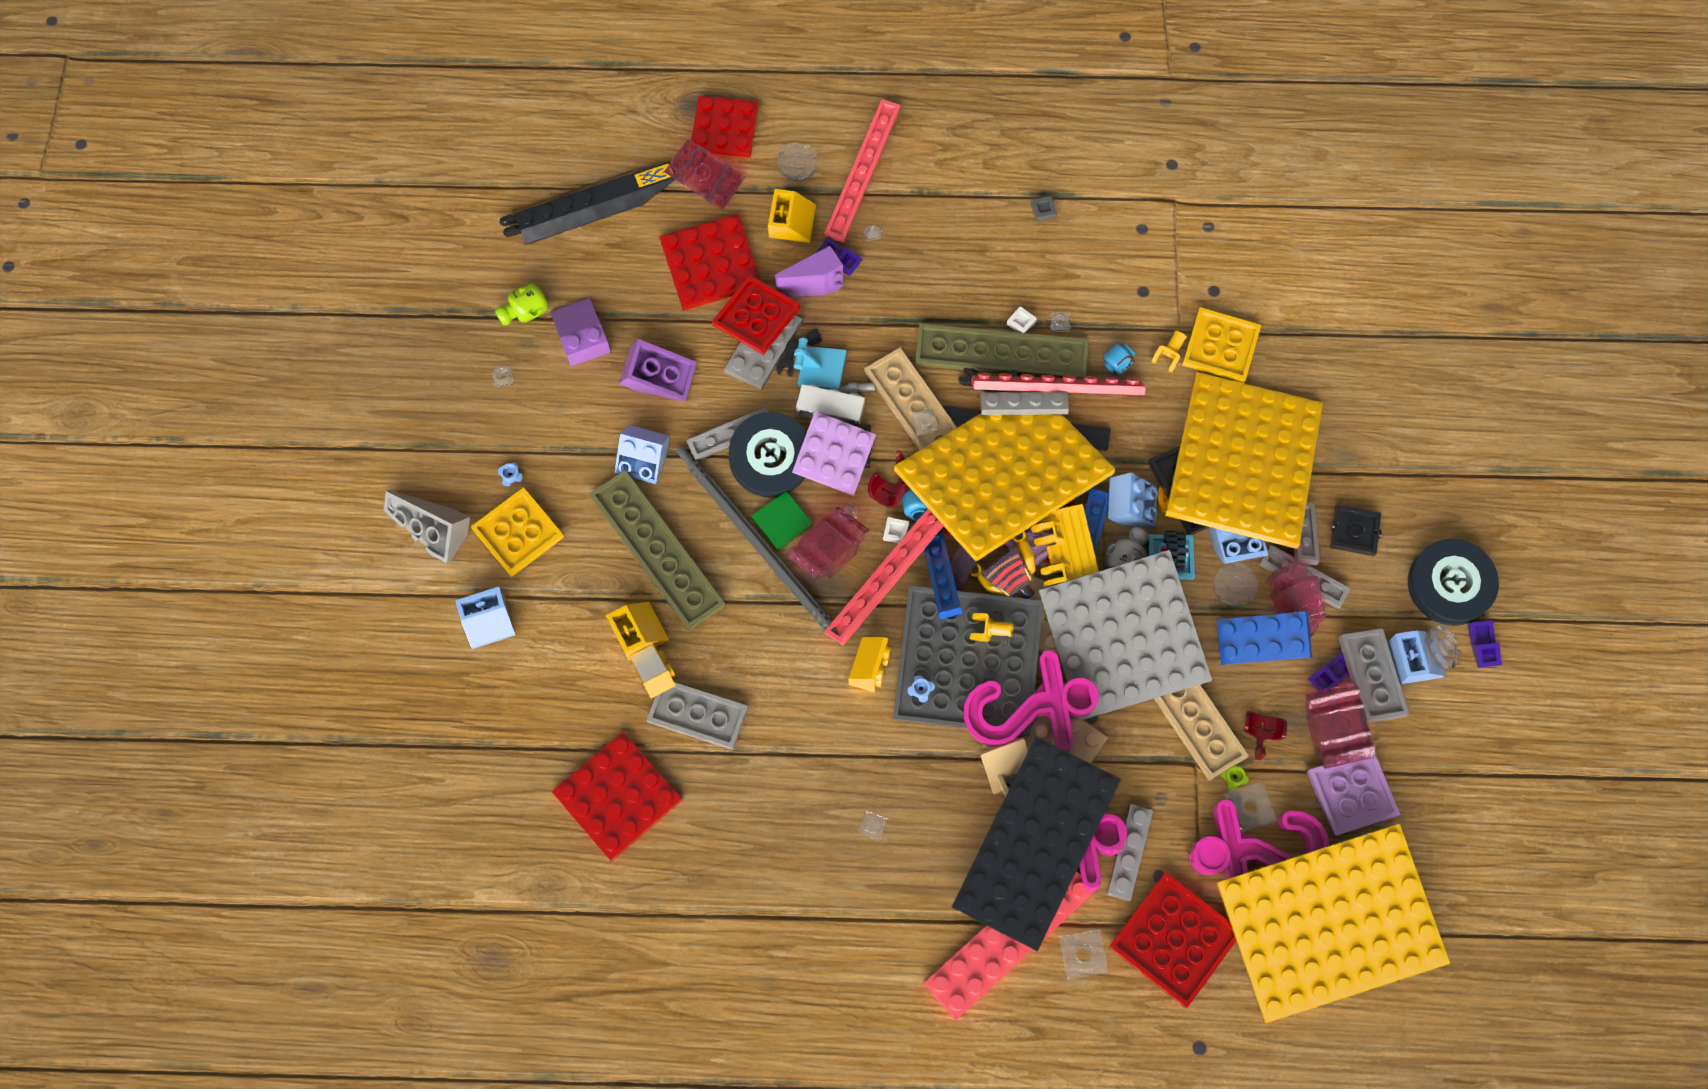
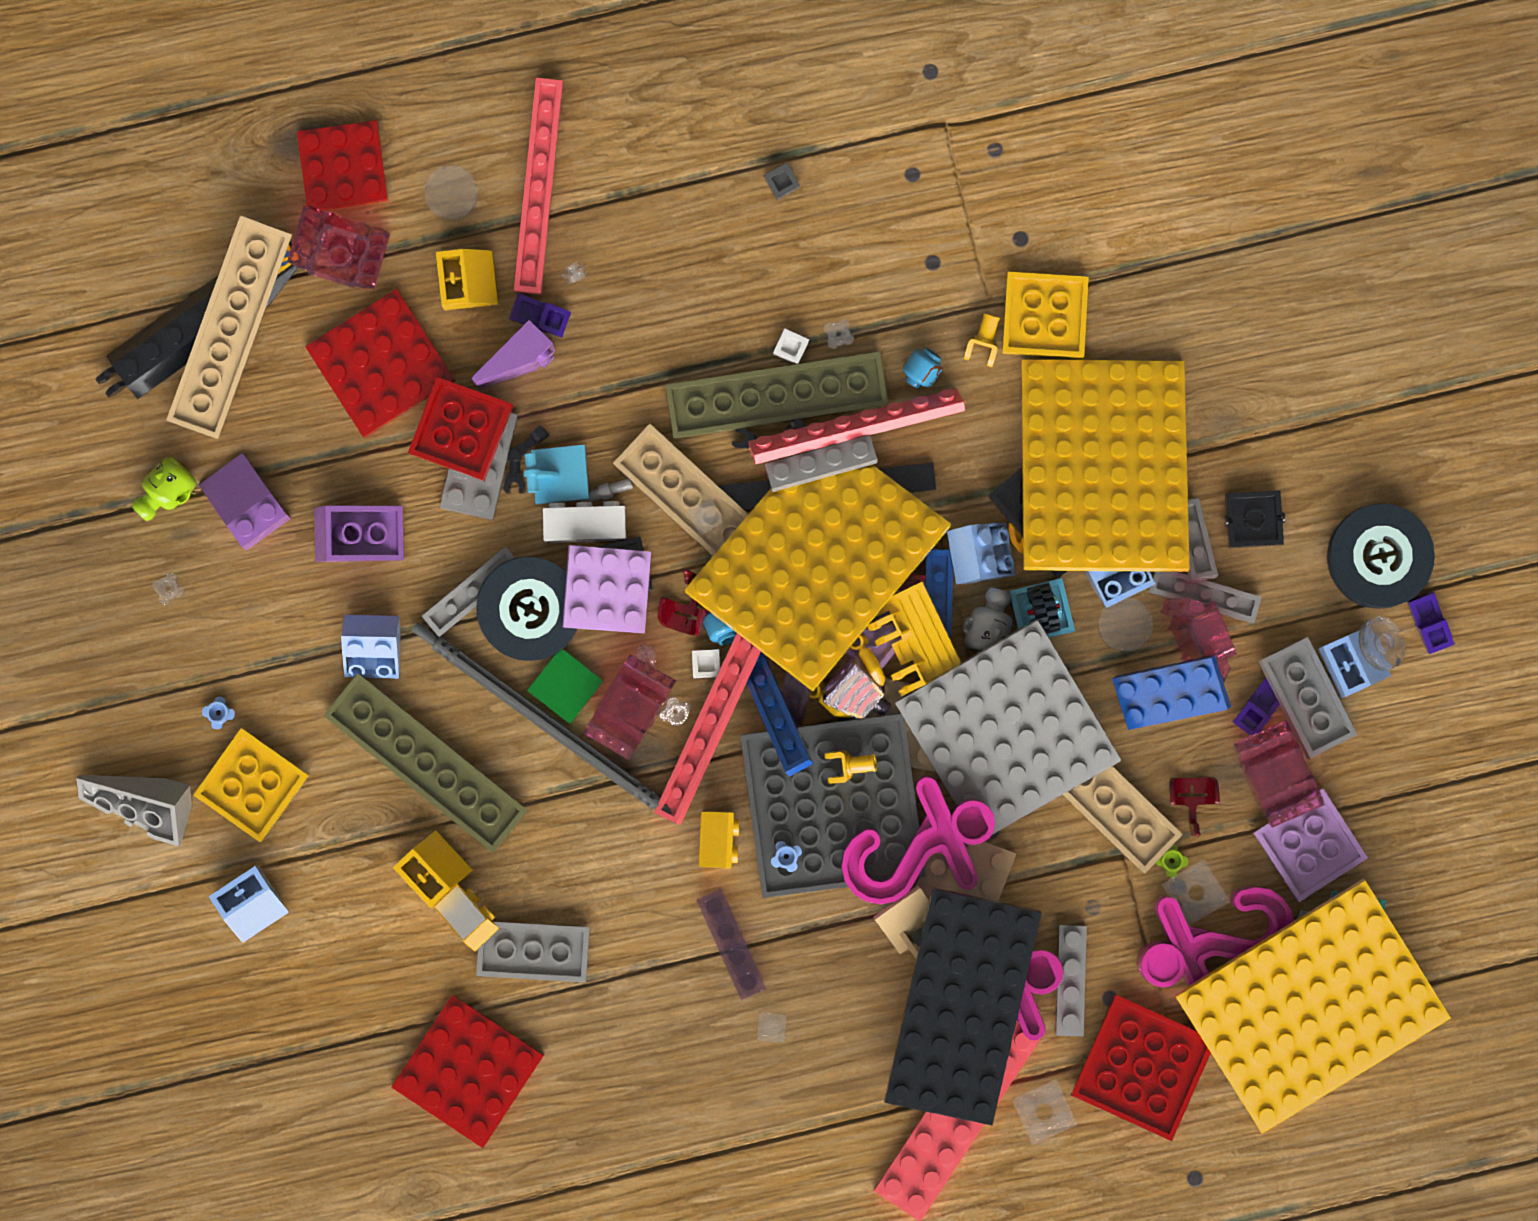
camera: 15 degrees left, 15 degrees up
(607, 207) = (229, 327): none -> tan plate
(858, 749) = (731, 944): none -> plate
(868, 560) = (675, 718): none -> clear plate

